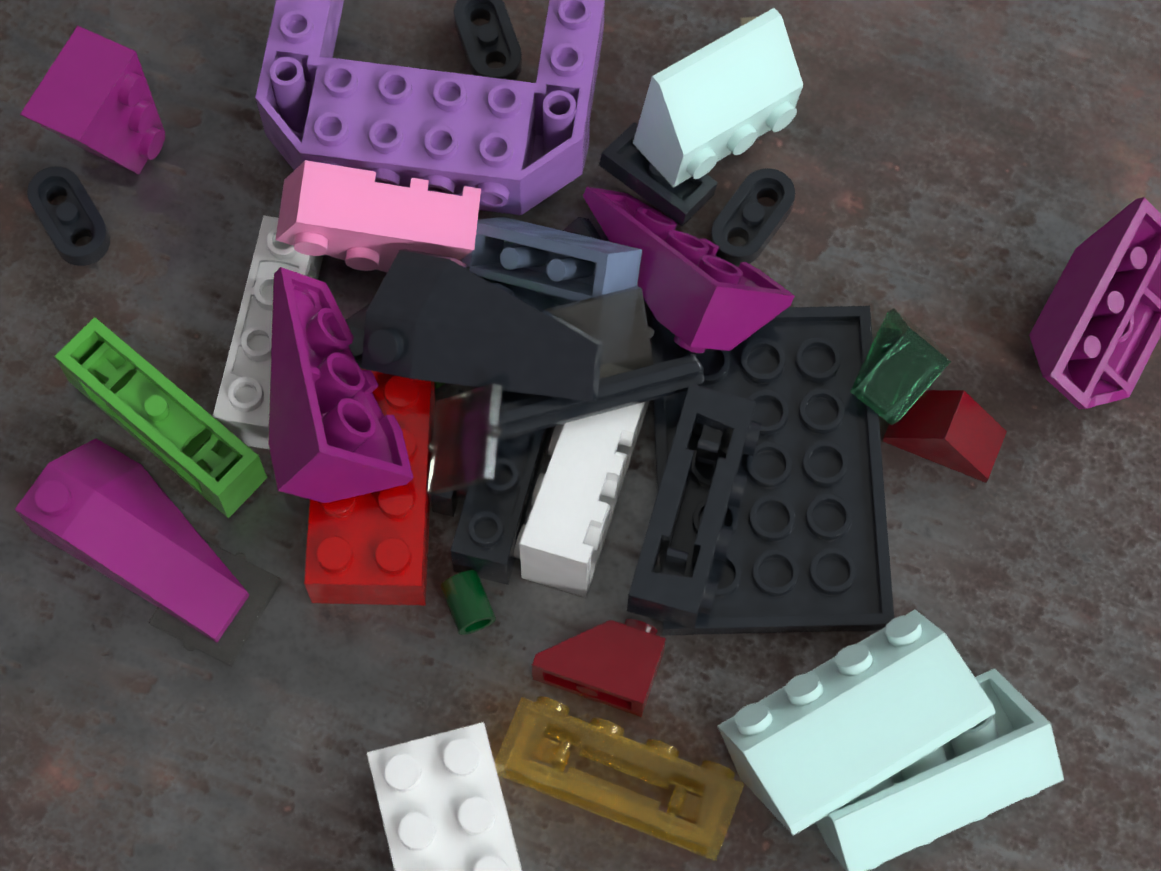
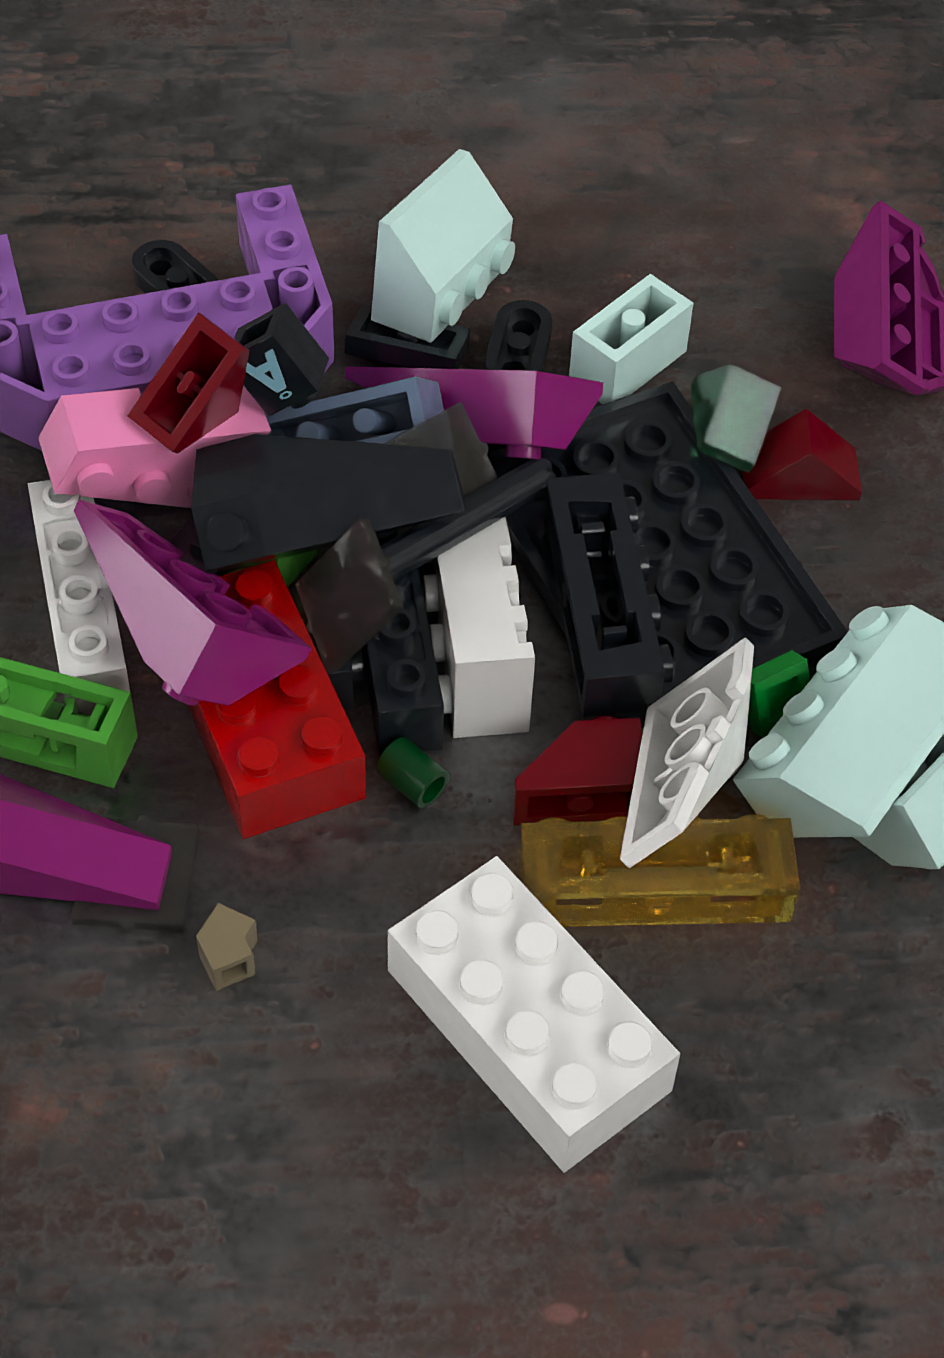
camera: 25 degrees left, 15 degrees down
(252, 699) = (227, 946): none -> dark tan piece
(410, 198) = (194, 386): none -> dark red slope
(499, 191) = (282, 361): none -> black brick
(682, 696) = (688, 751): none -> white wedge
(800, 650) = (773, 687): none -> green plate
(849, 253) = (632, 338): none -> light aqua brick

